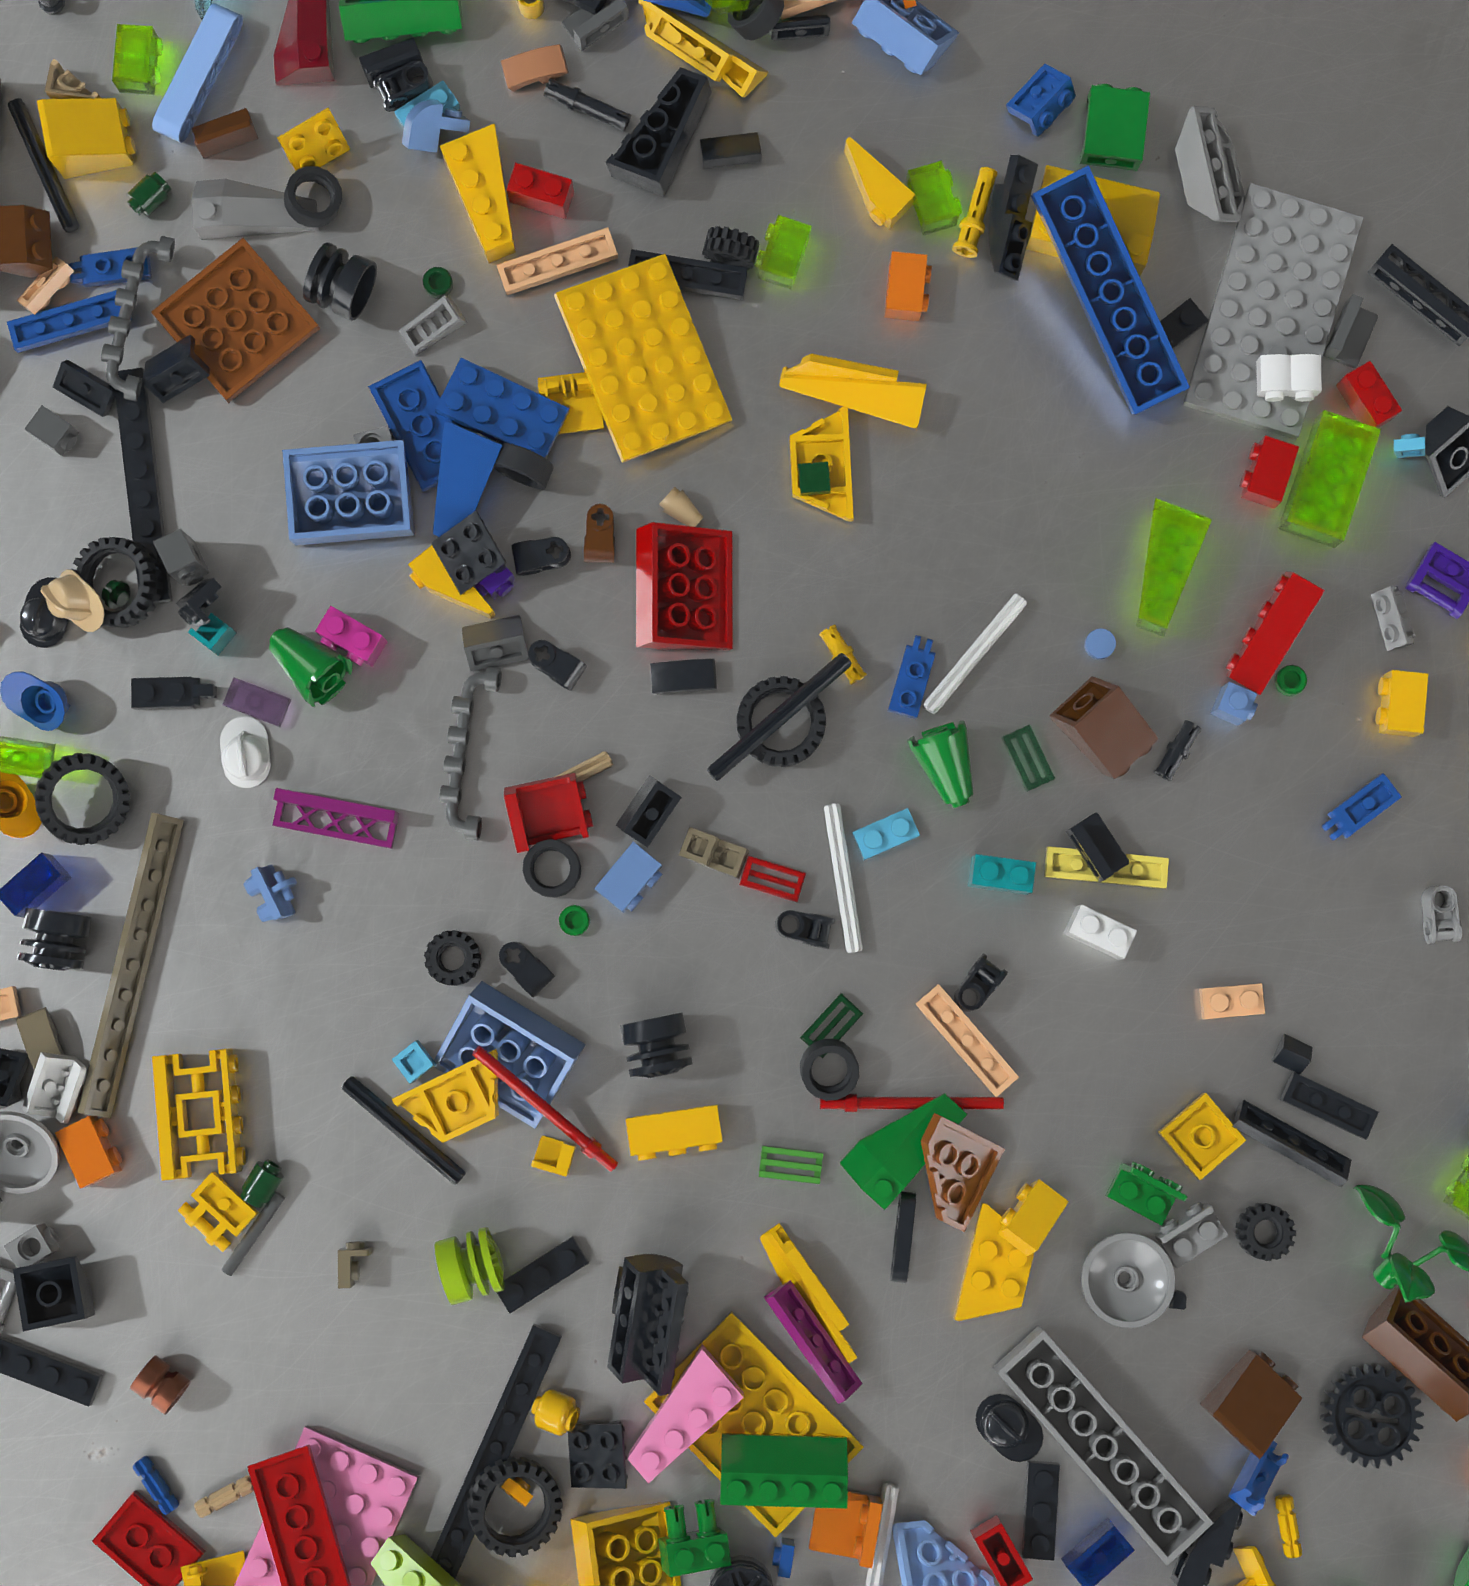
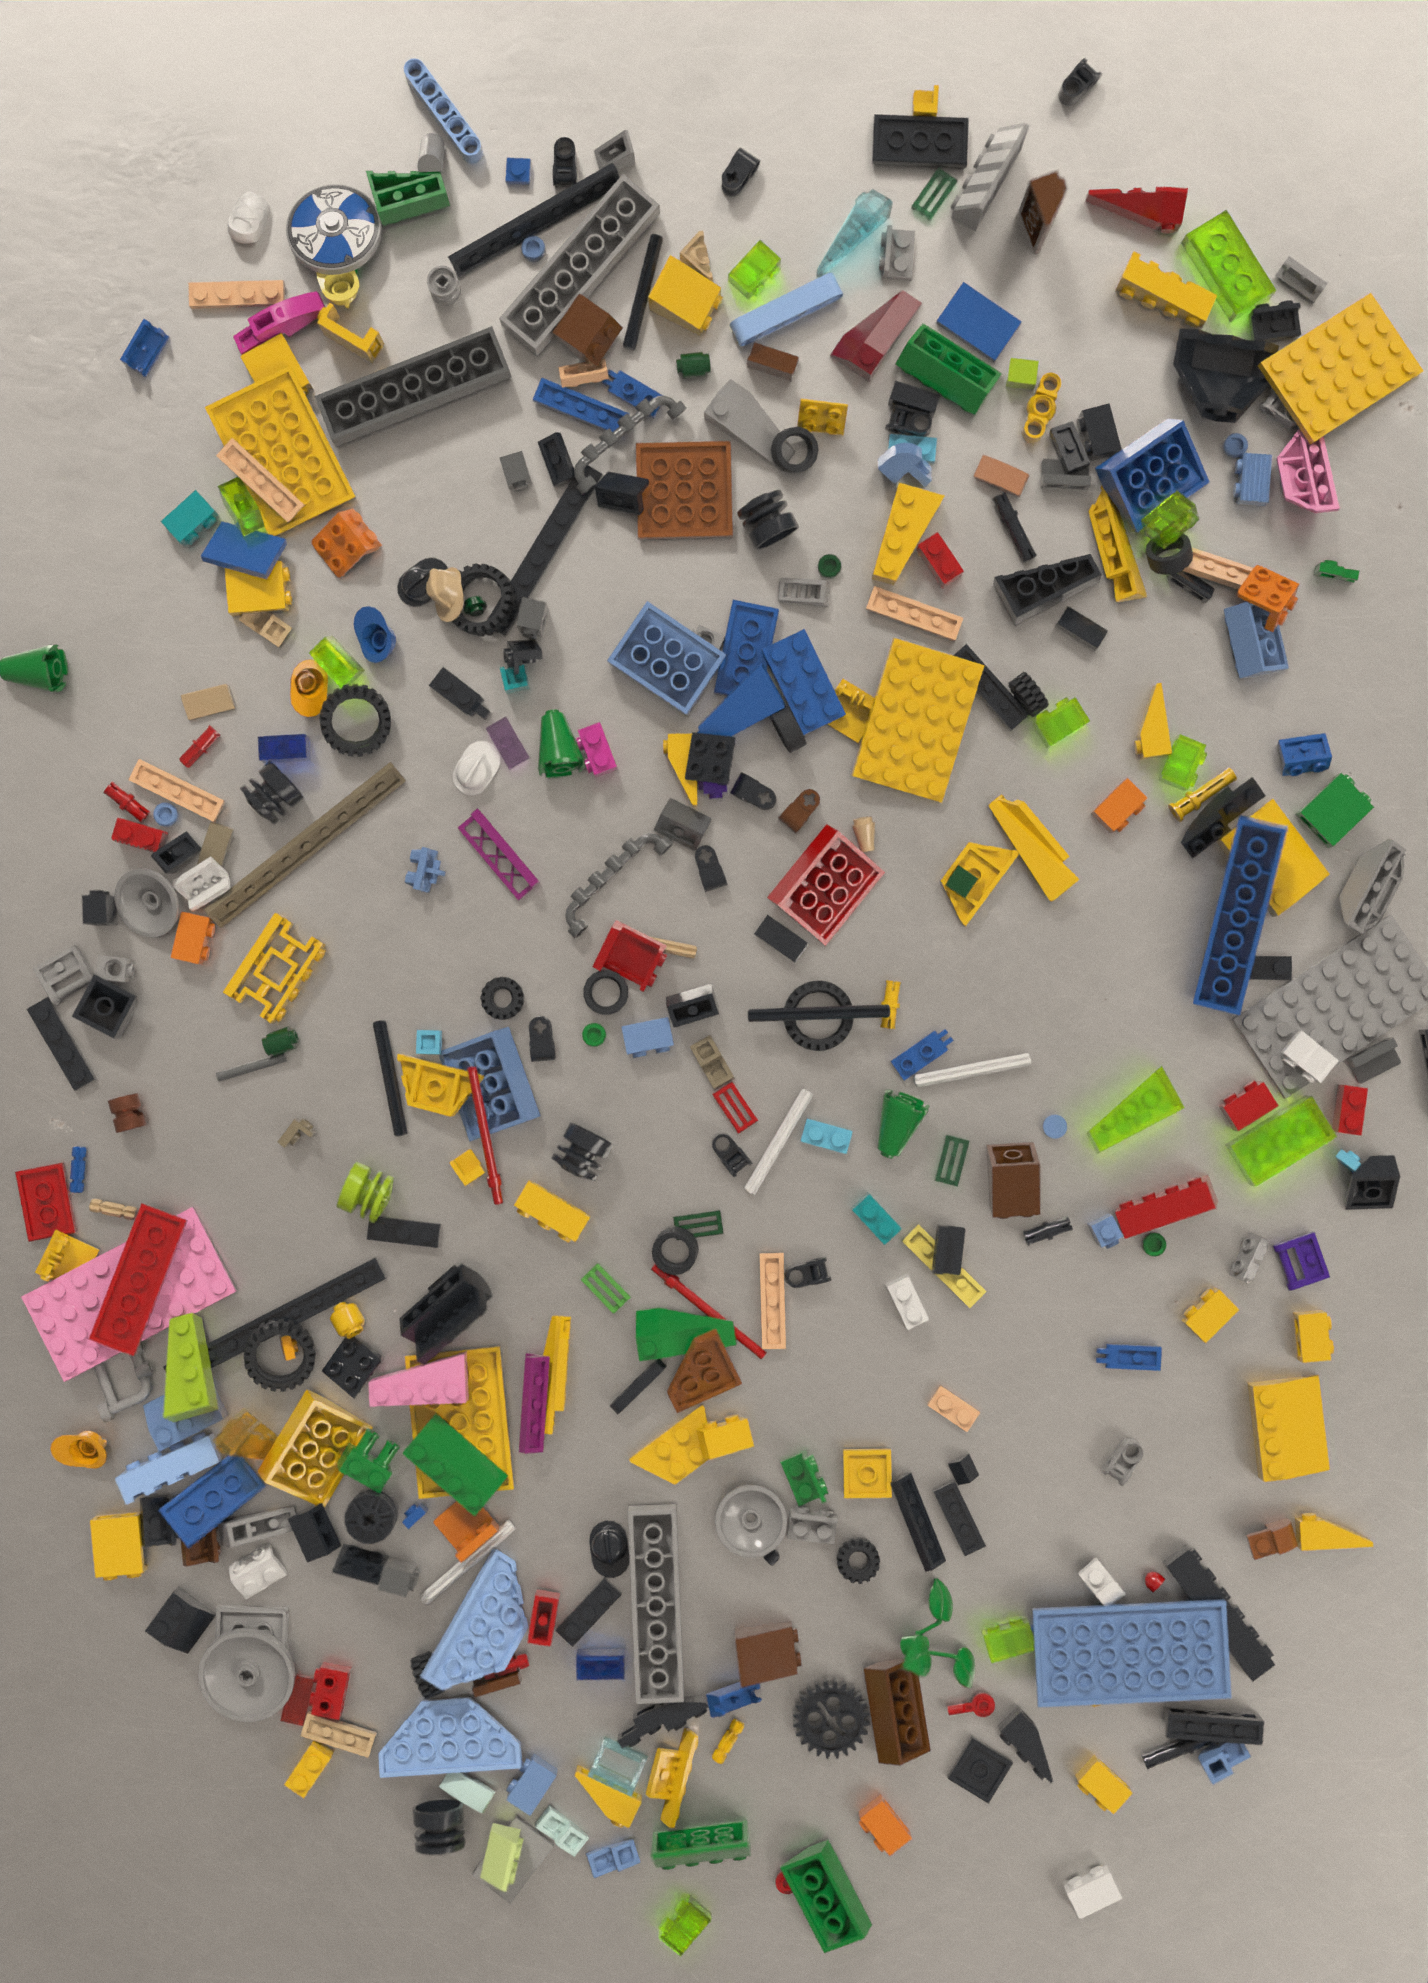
camera: 45 degrees right, 5 degrees up
(223, 1204) = (247, 1035): yellow plate -> none

